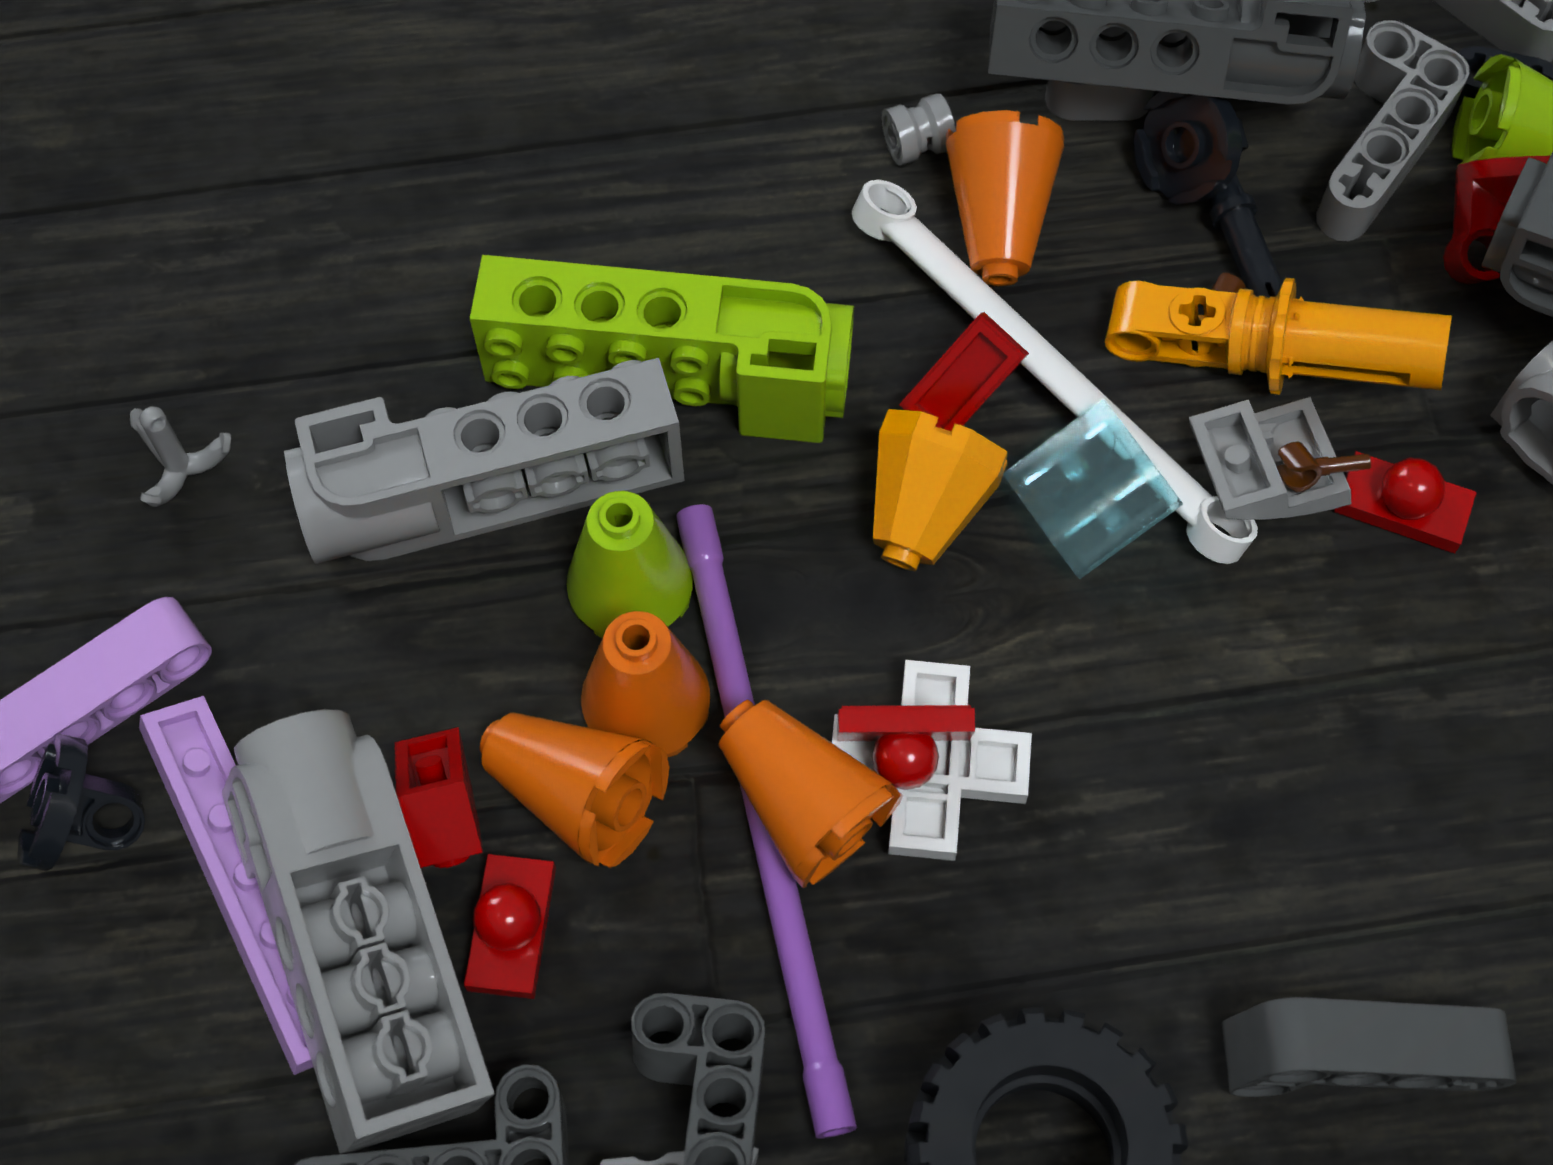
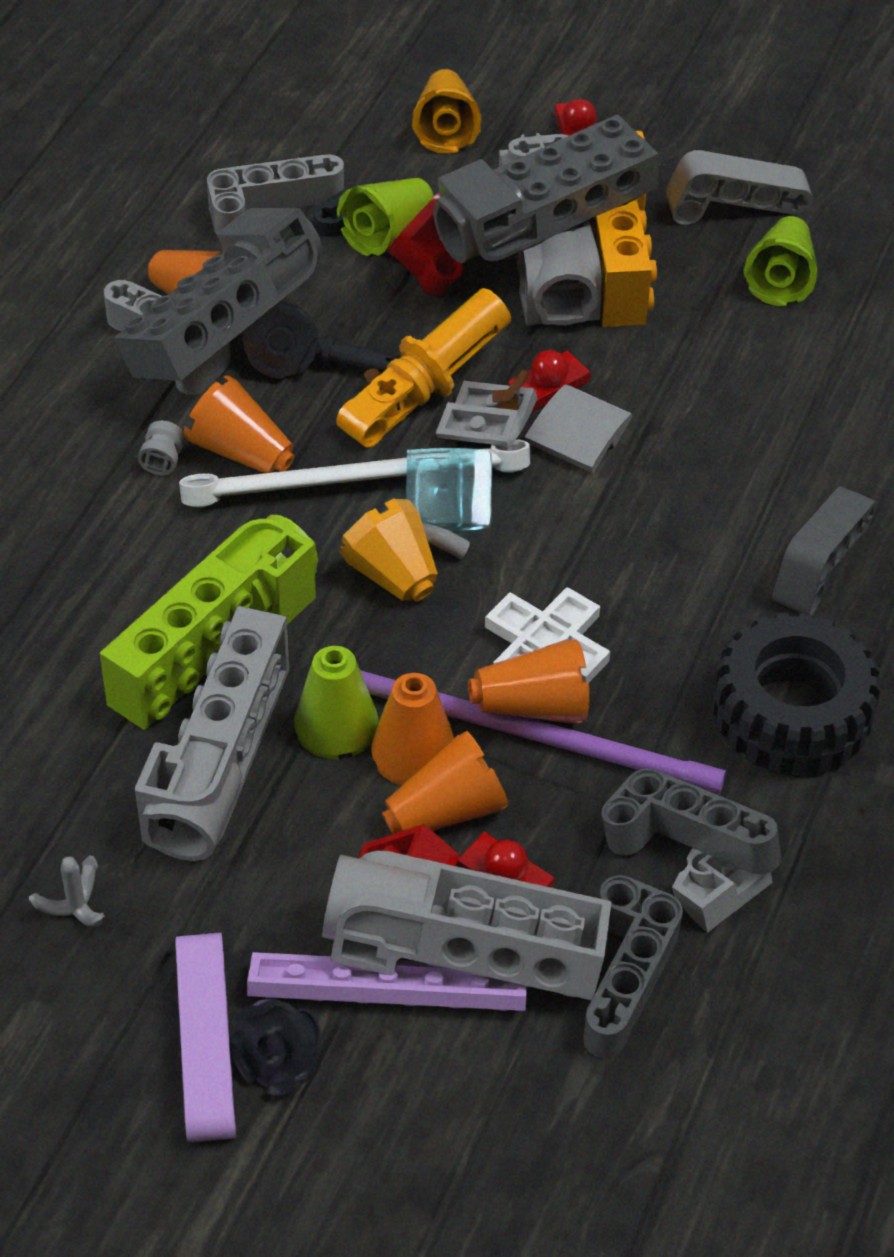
camera: 60 degrees left, 15 degrees down
(906, 737) = (535, 627): red tile -> none
(966, 374) = (339, 500): red tile -> none
(1005, 523) = (446, 540): none -> light grey arm
(1345, 587) = (578, 427): none -> light grey slope
(1419, 90) = (345, 270): light grey beam -> none

